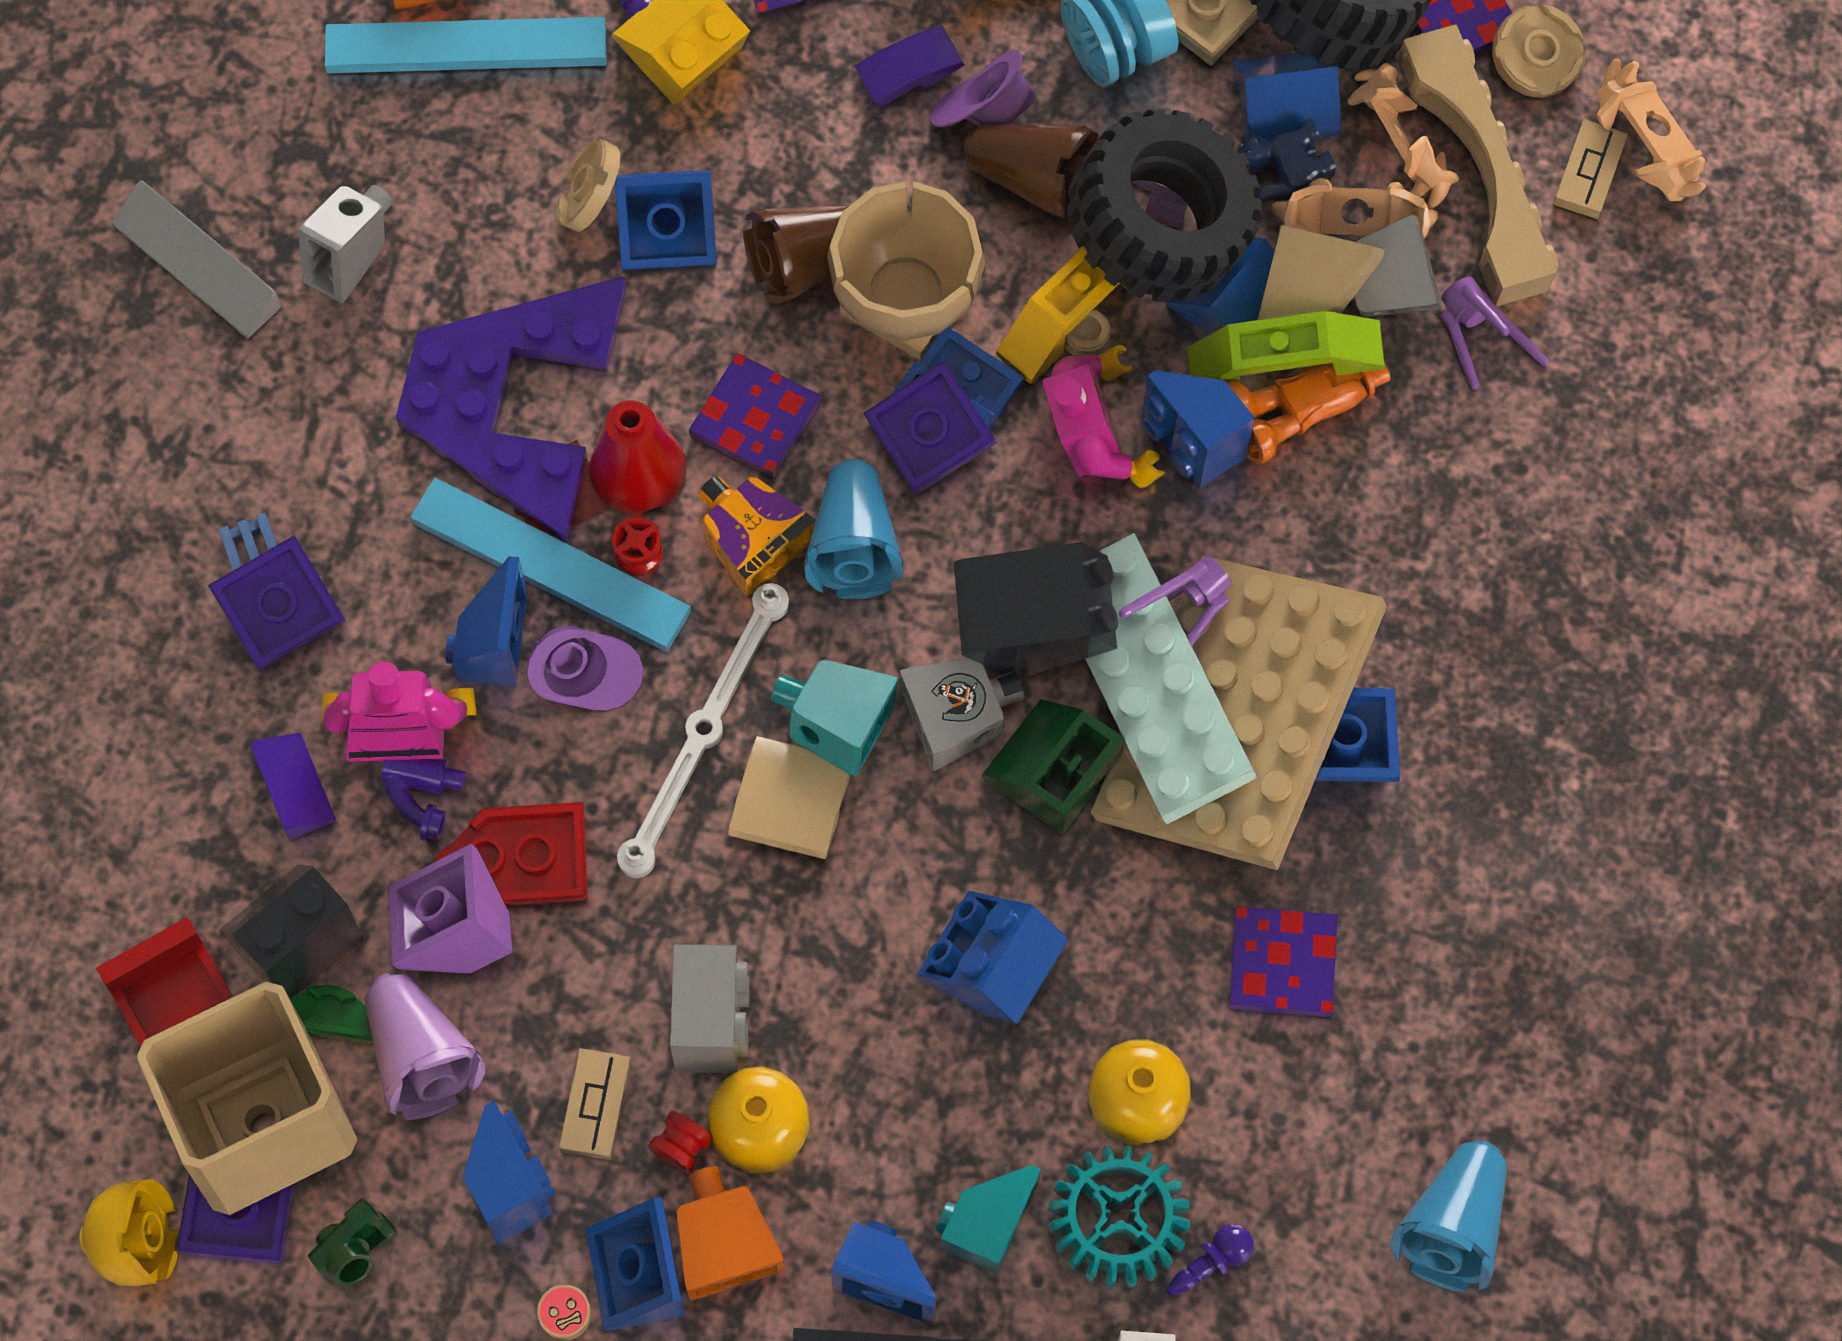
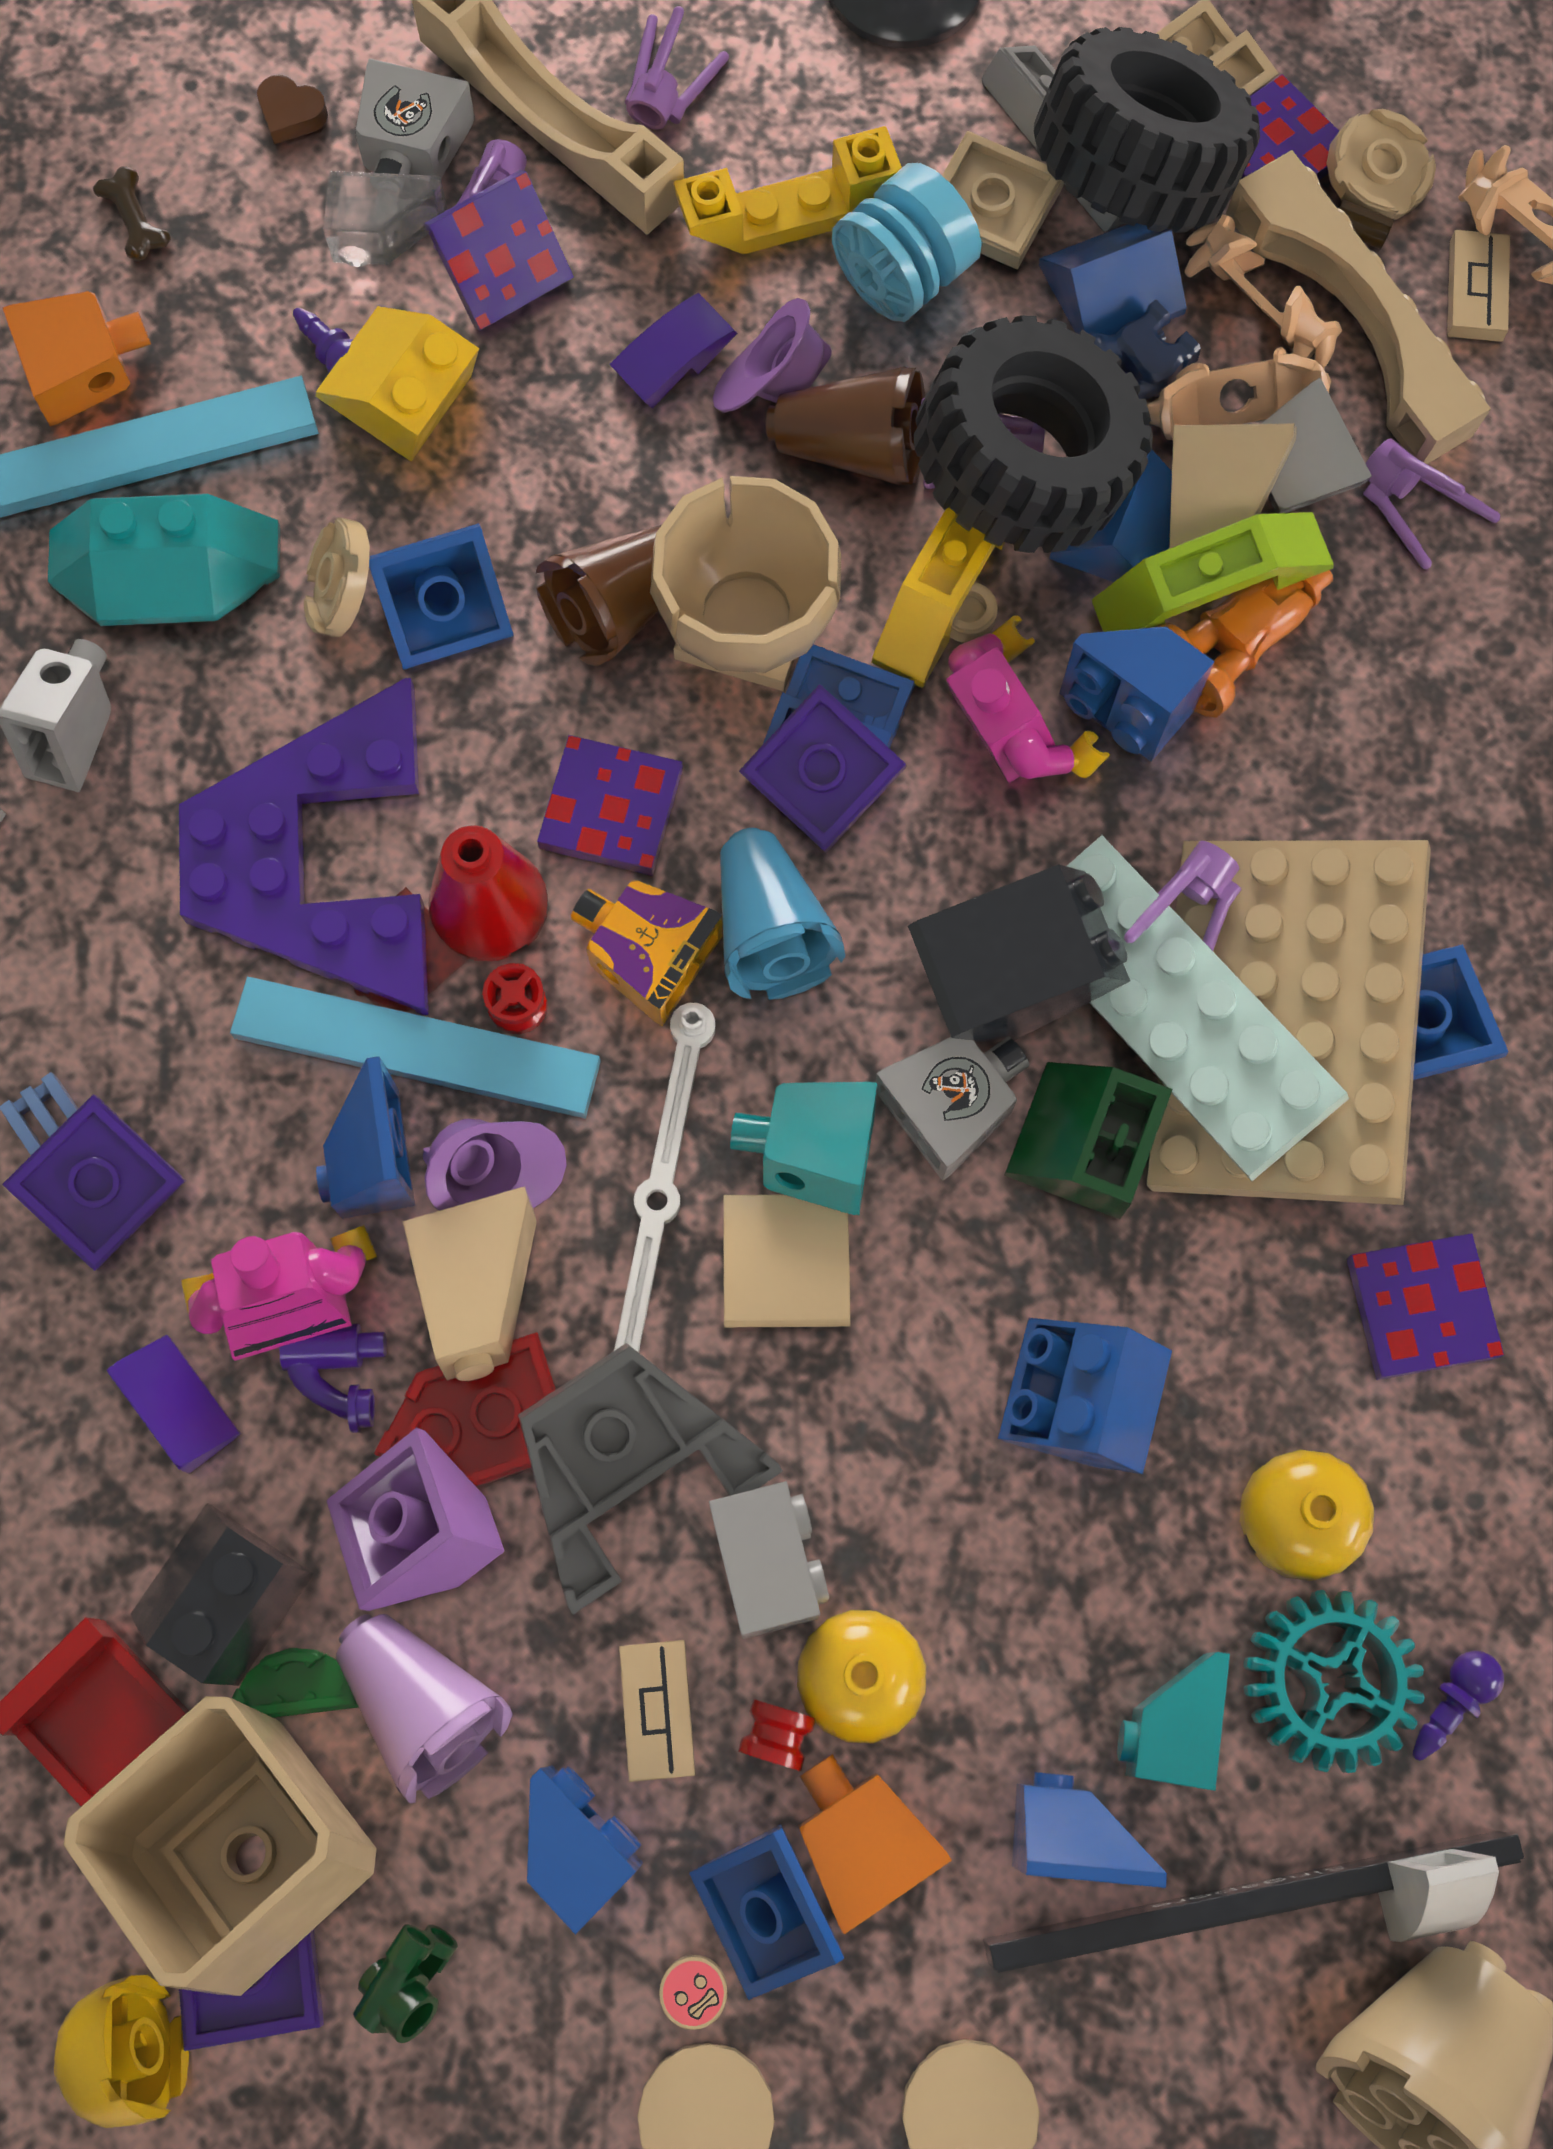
camera: 15 degrees left, 5 degrees up
(456, 137) = (162, 558): none -> teal wedge
(545, 746) = (472, 1279): none -> tan slope
(613, 891) = (609, 1439): none -> dark grey wing
(1508, 95) = (1369, 225): none -> dark brown piece

